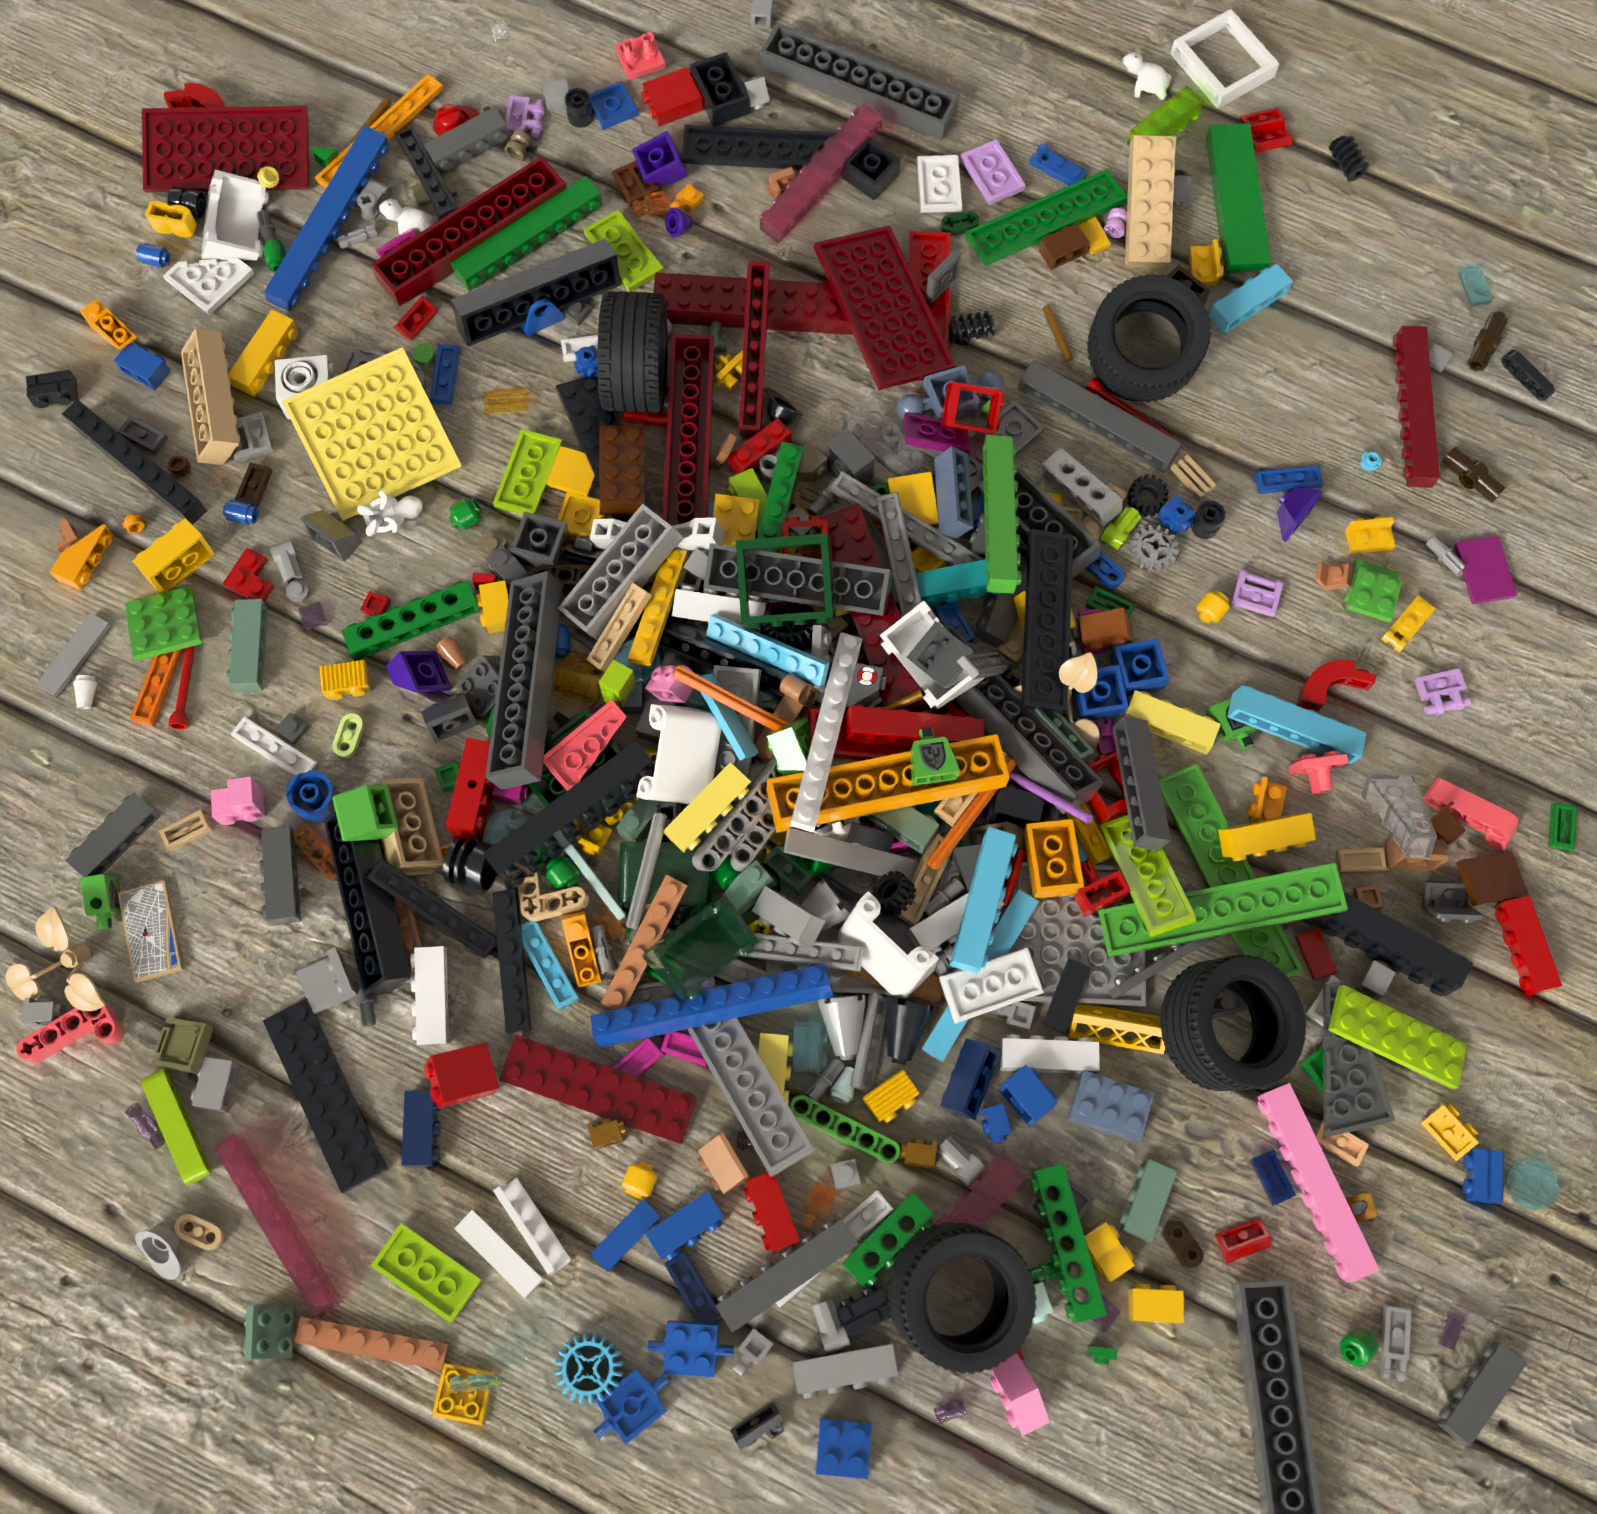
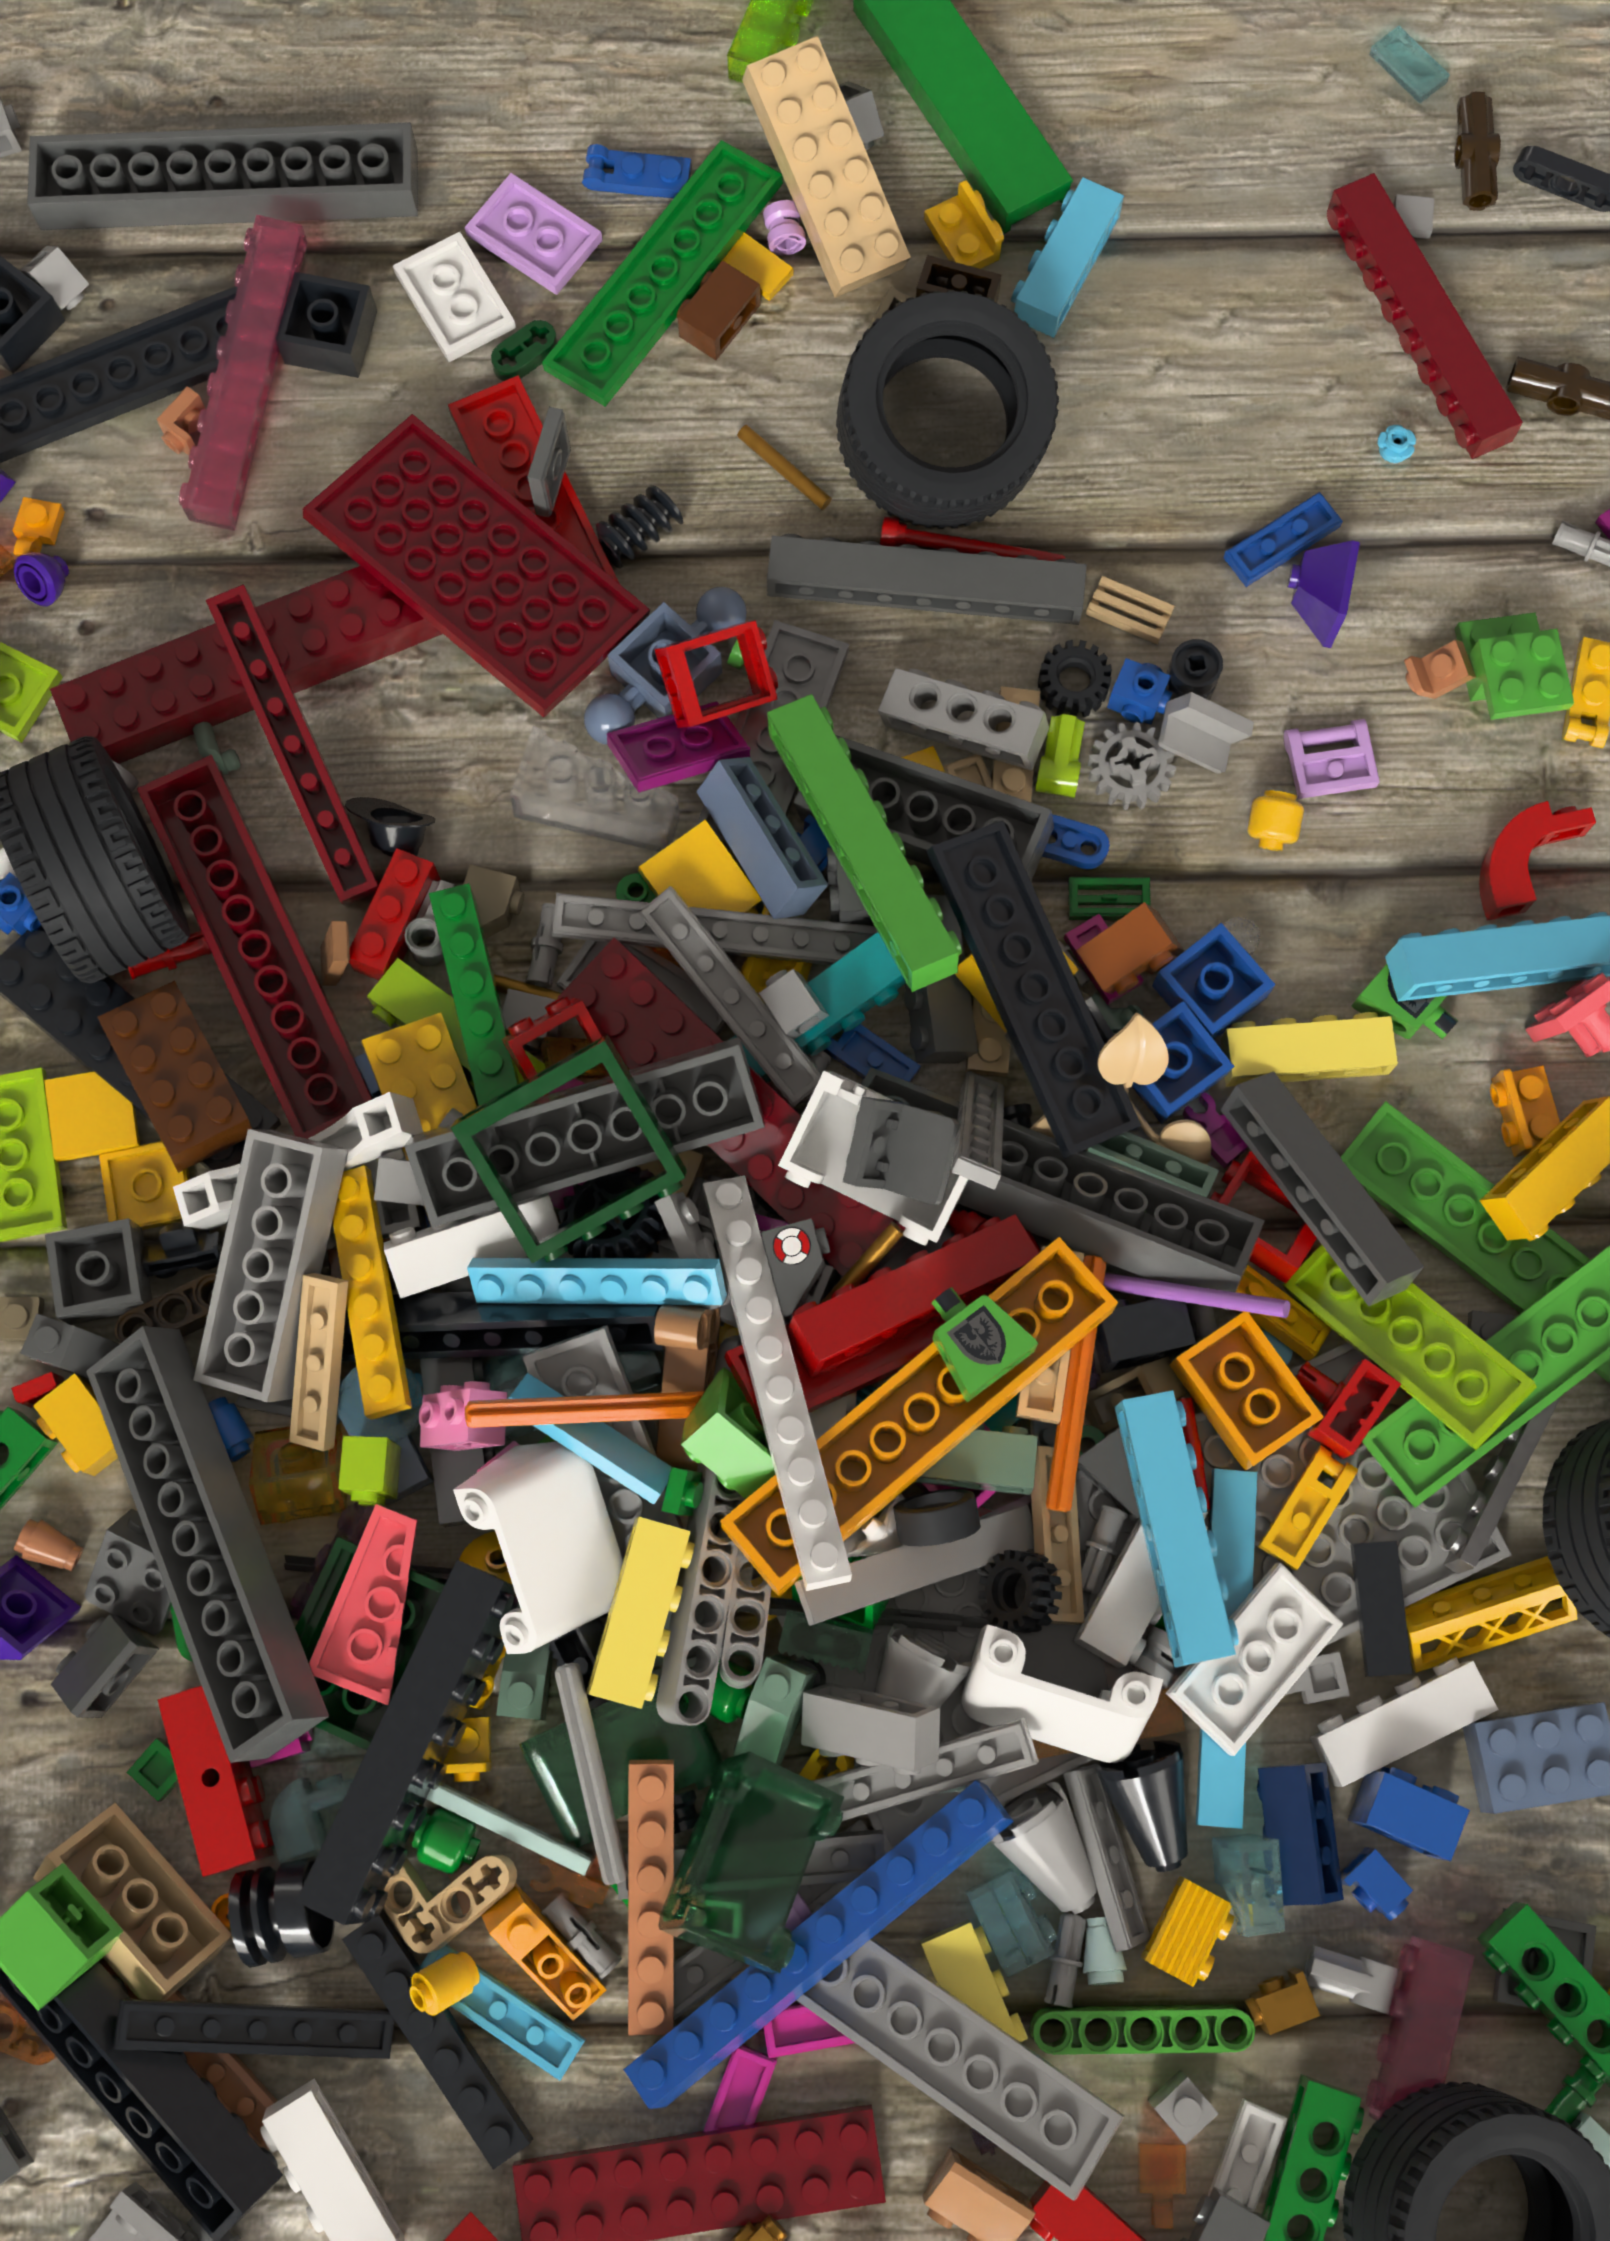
camera: 25 degrees left, 5 degrees up
(528, 933) = (444, 1983): none -> yellow brick
(729, 367) = (267, 815): yellow hips -> none
(756, 764) = (683, 1492): none -> green plate
(849, 455) = (555, 858): dark grey brick -> none
(927, 573) = (792, 1002): none -> light grey brick
(934, 1087) = (1251, 1877): none -> clear light blue arch
(1054, 930) = (1307, 1509): none -> yellow plate
(1198, 547) = (1202, 731): none -> light grey panel
(1370, 535) = (1459, 572): yellow bracket -> none

